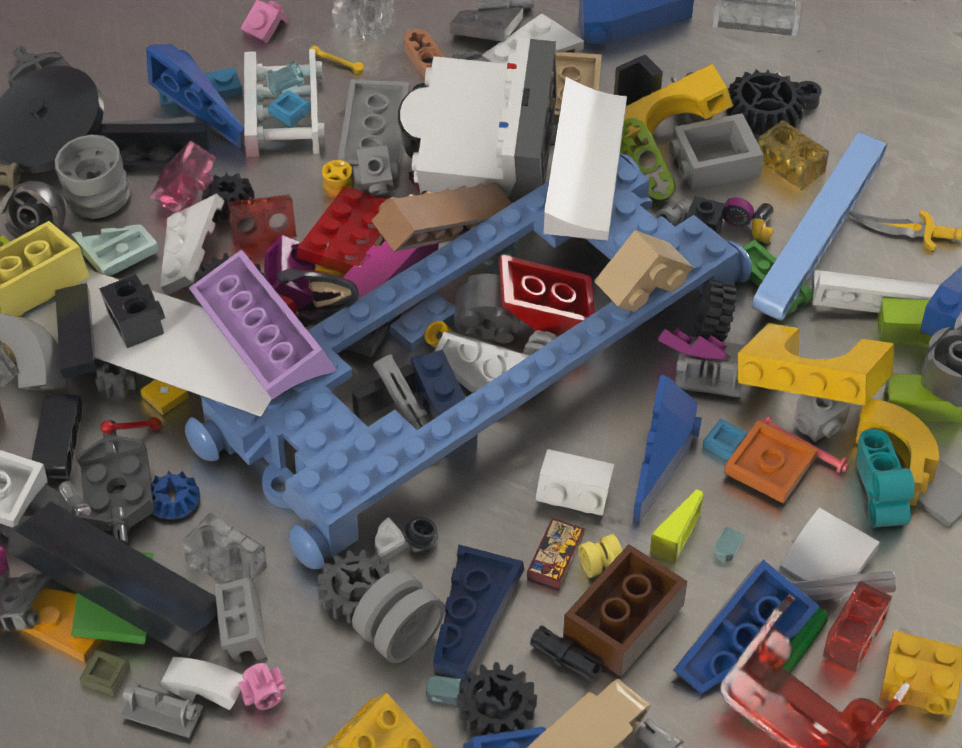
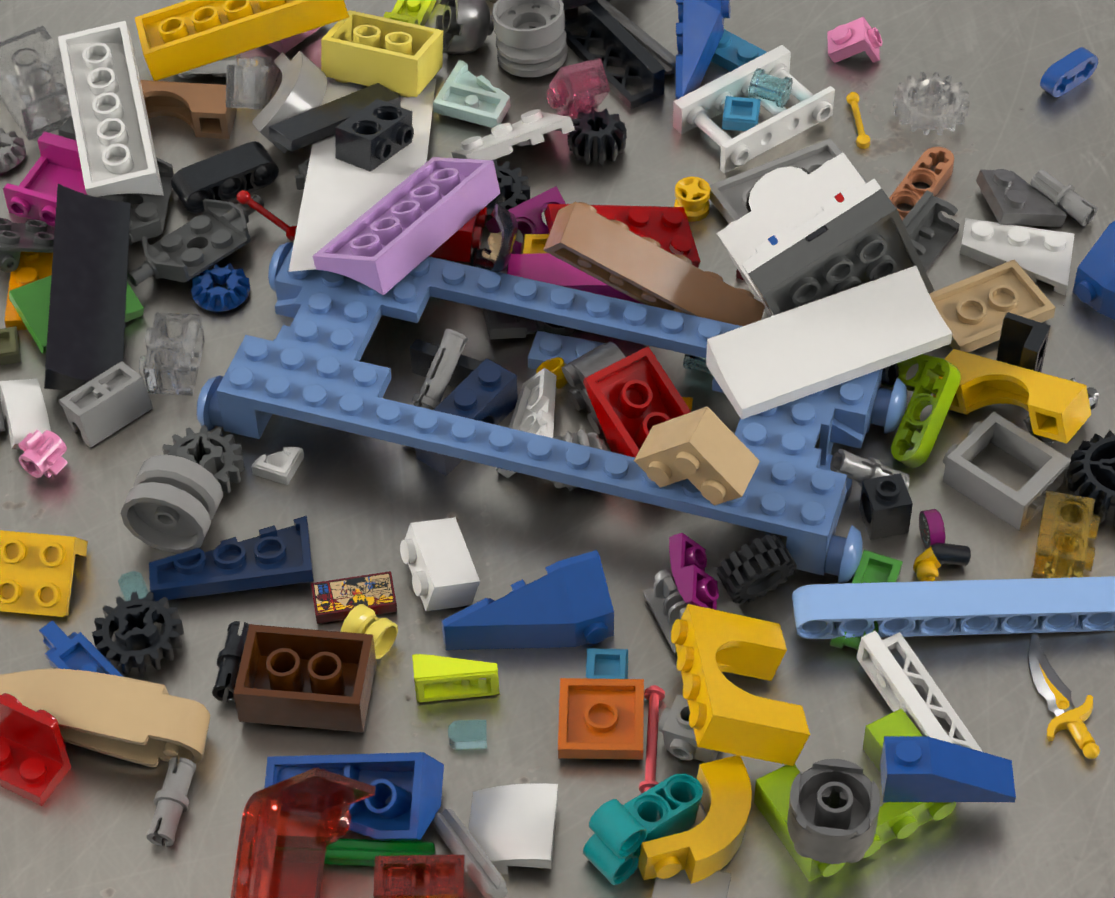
camera: 60 degrees right, 0 degrees up
(73, 499) = (151, 221): clear piece -> none
(261, 212) = (574, 163): clear red brick -> none
(375, 170) = (713, 212): light grey brick -> none
(421, 533) = (300, 472): black plate -> none

